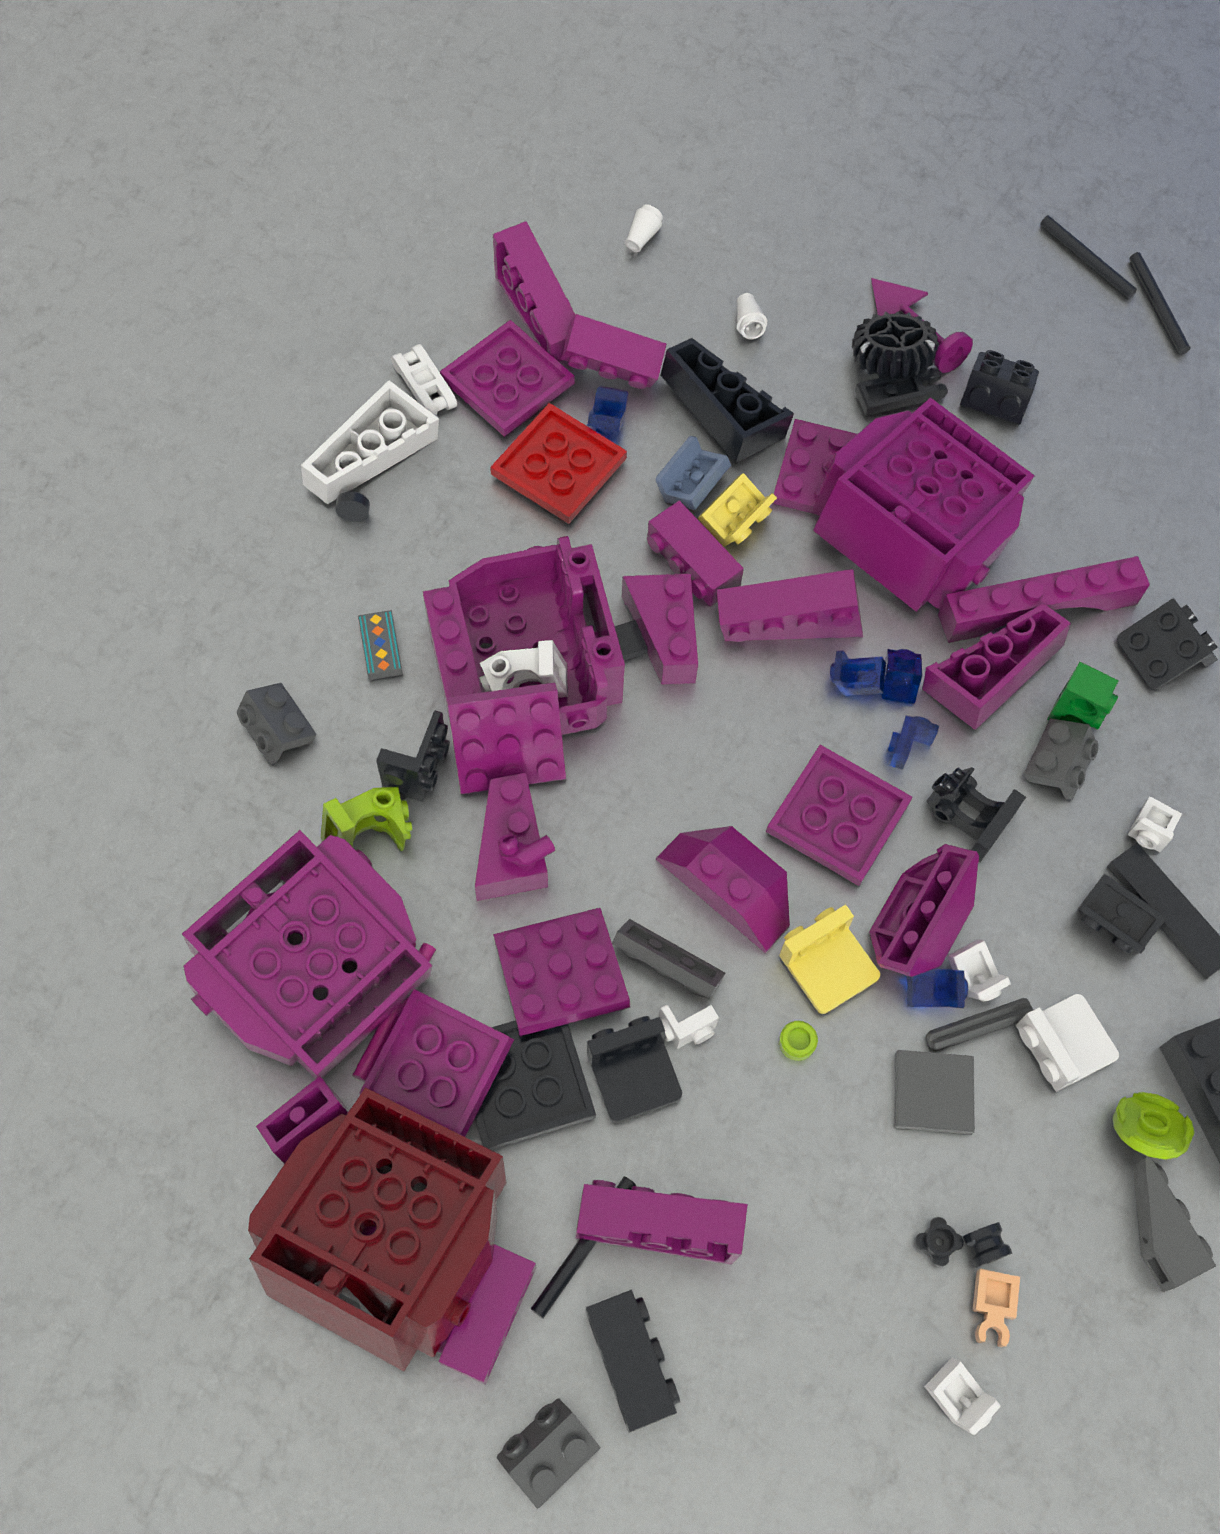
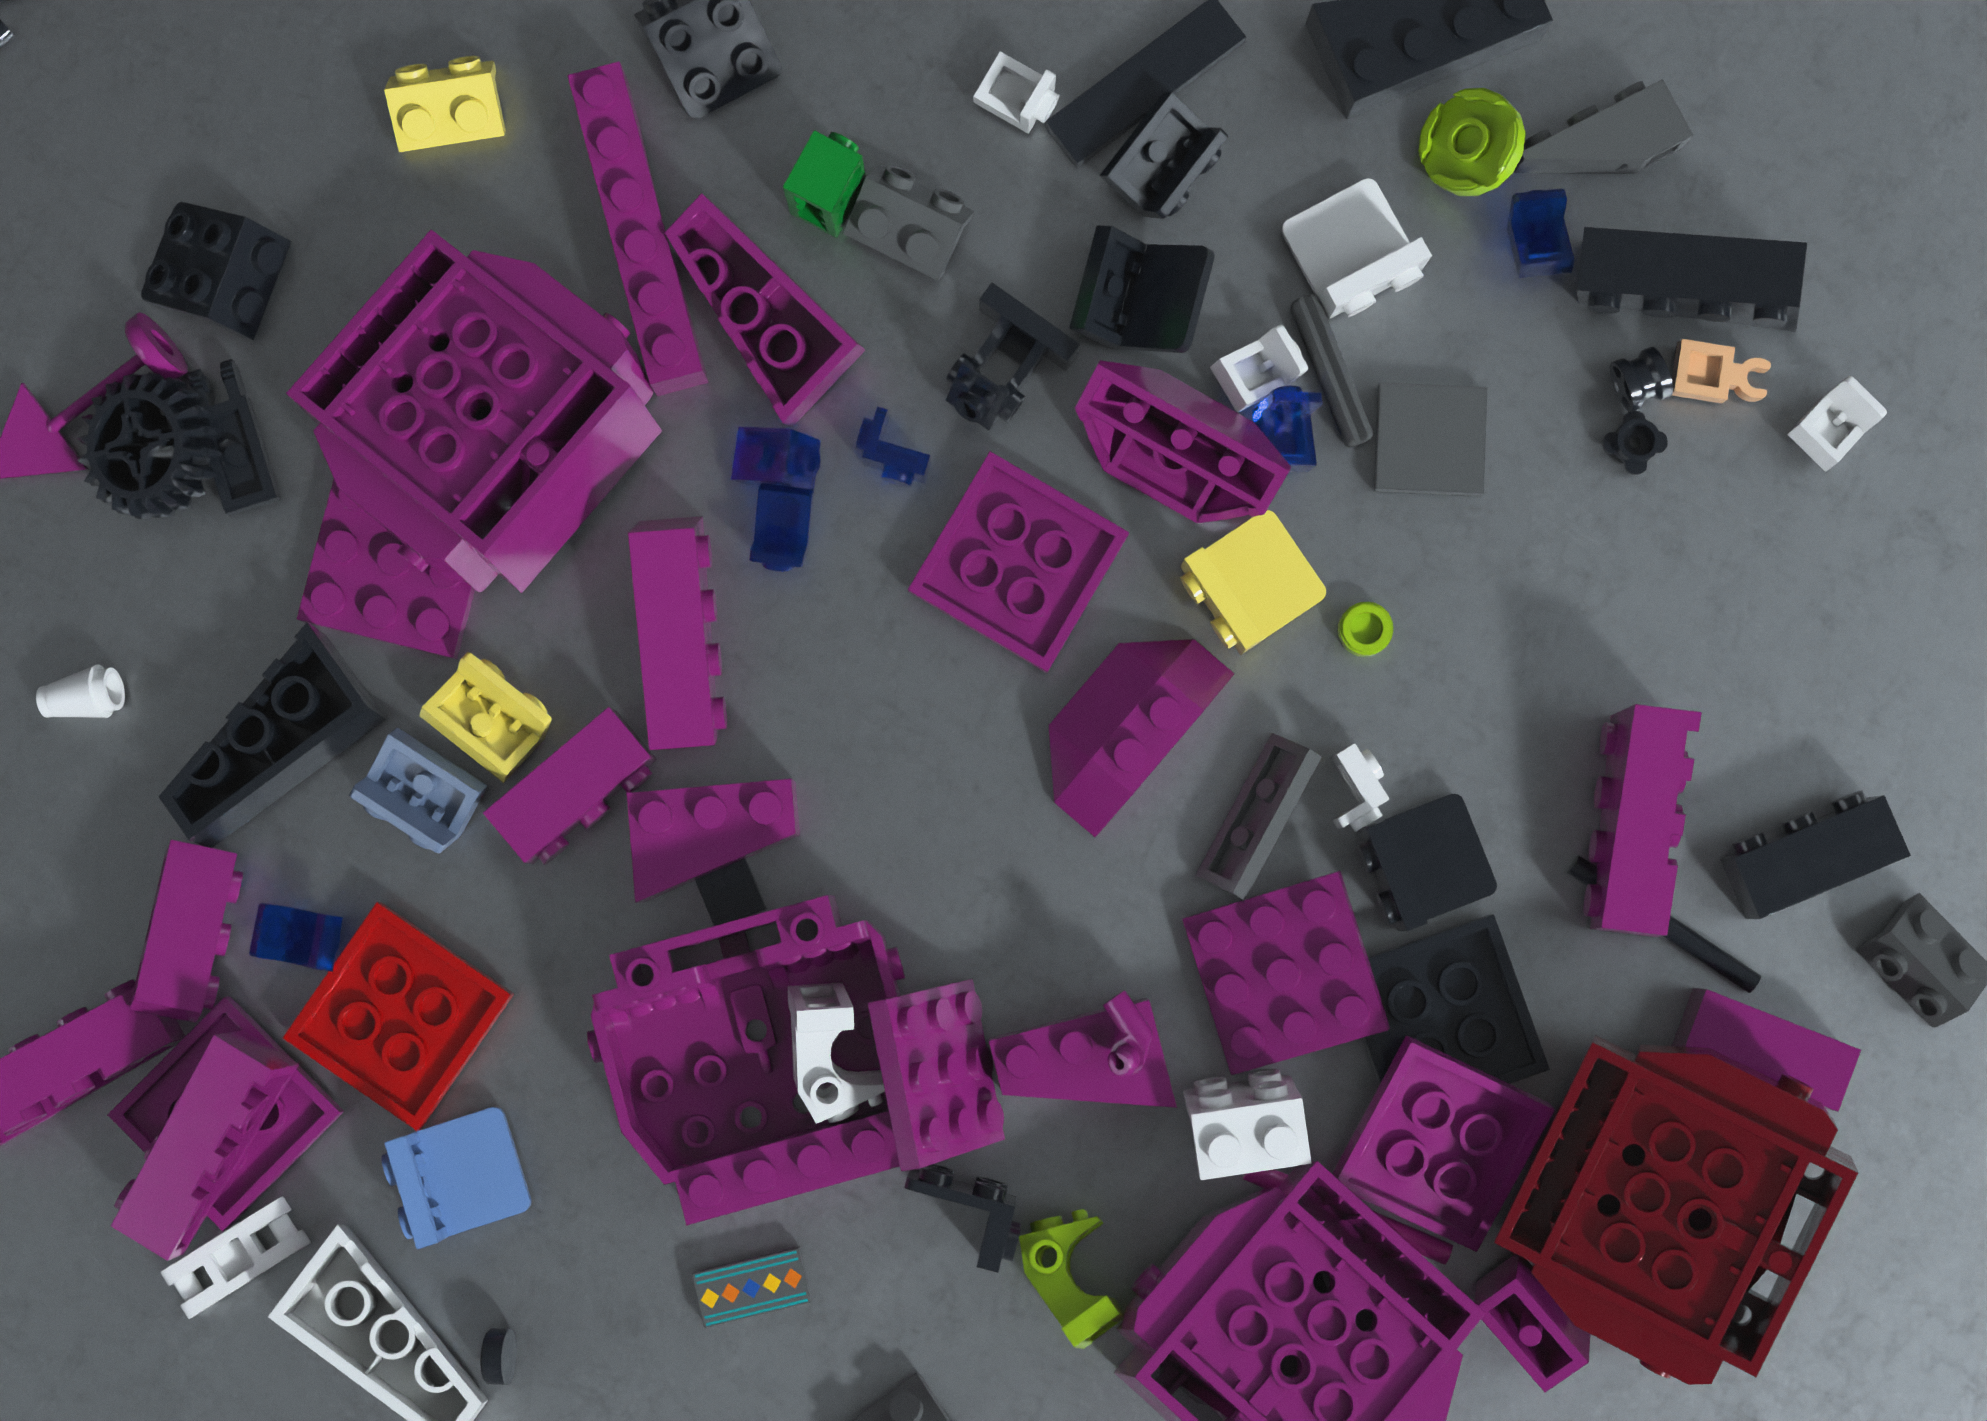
camera: 90 degrees left, 20 degrees up
(459, 928) = (1247, 1124): none -> white bracket
(461, 484) = (456, 1176): none -> medium blue bracket
(495, 355) = (202, 1142): none -> magenta wedge
(1026, 890) = (1141, 293): none -> black bracket
(1068, 1290) = (1693, 276): none -> black wedge
(1091, 1174) = (1540, 233): none -> clear blue bracket
(1110, 501) = (444, 104): none -> light yellow bracket

